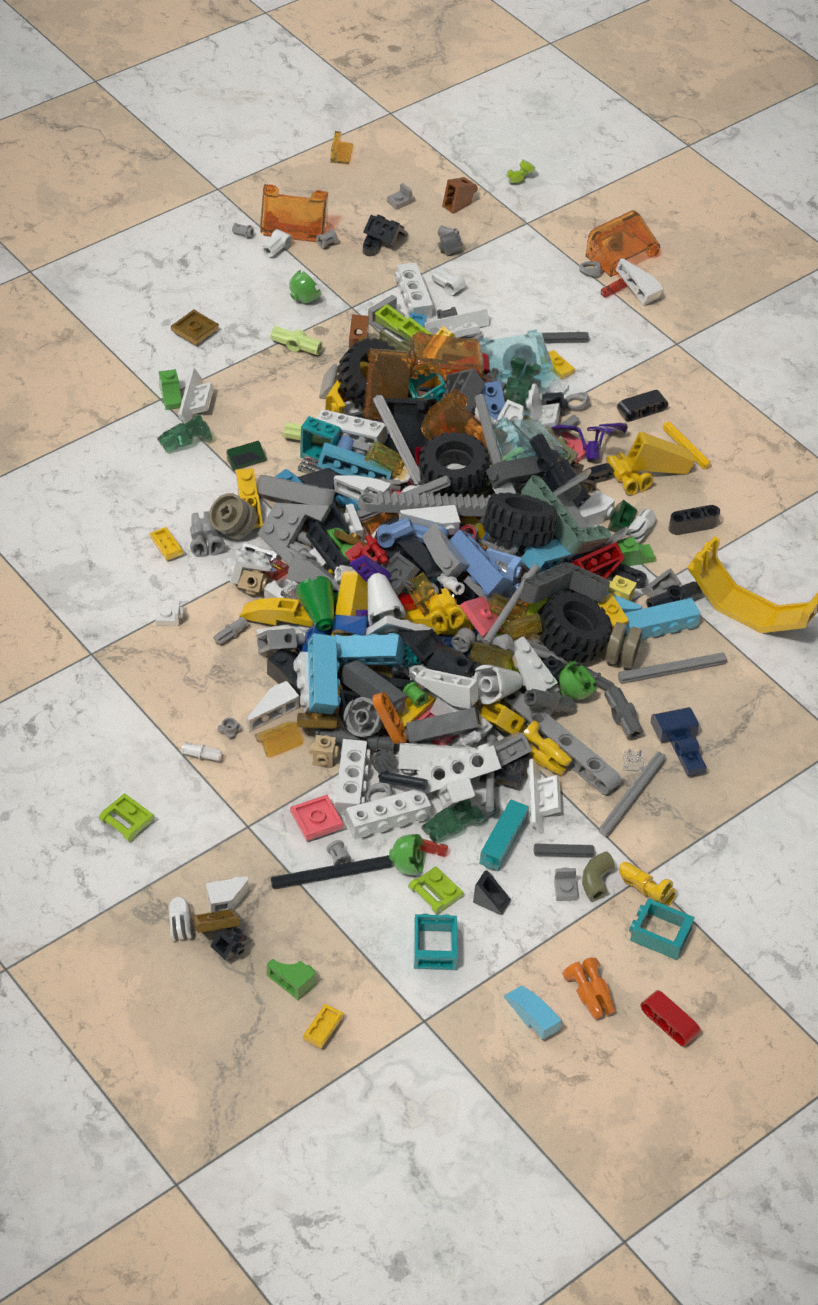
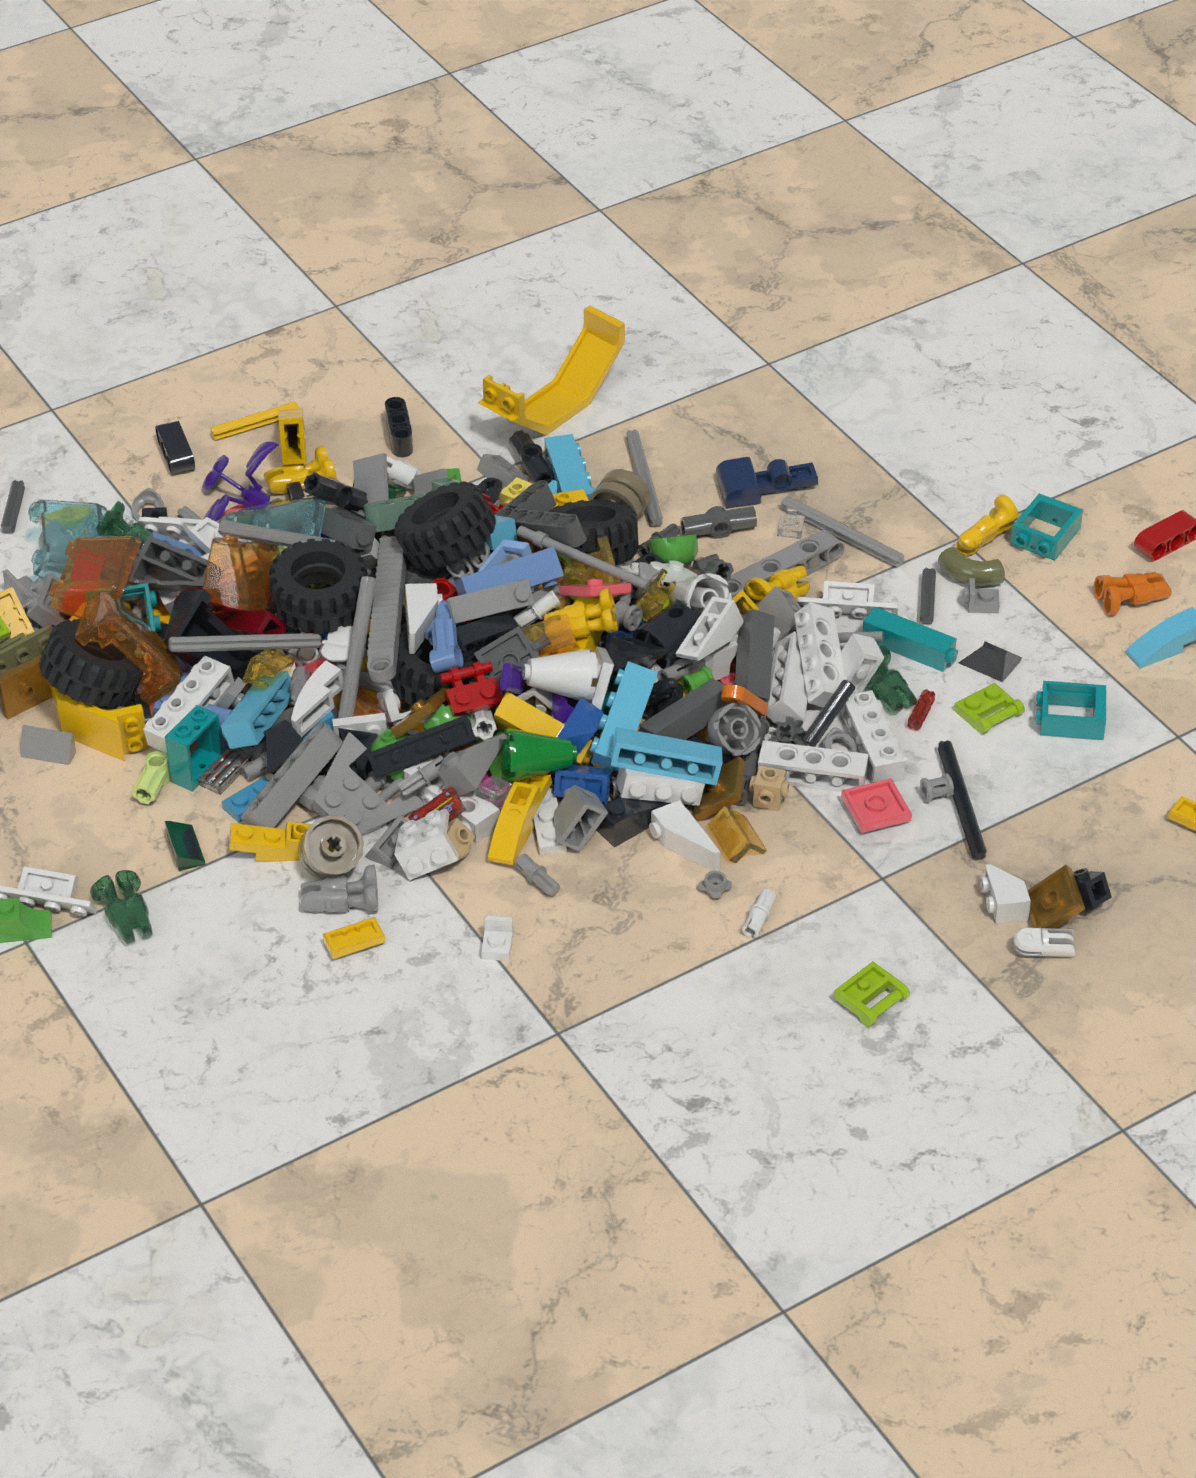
camera: 80 degrees left, 5 degrees down
(293, 978) = (1133, 837): bright green arch -> none
(408, 855) = (945, 717): bright green cylinder -> none

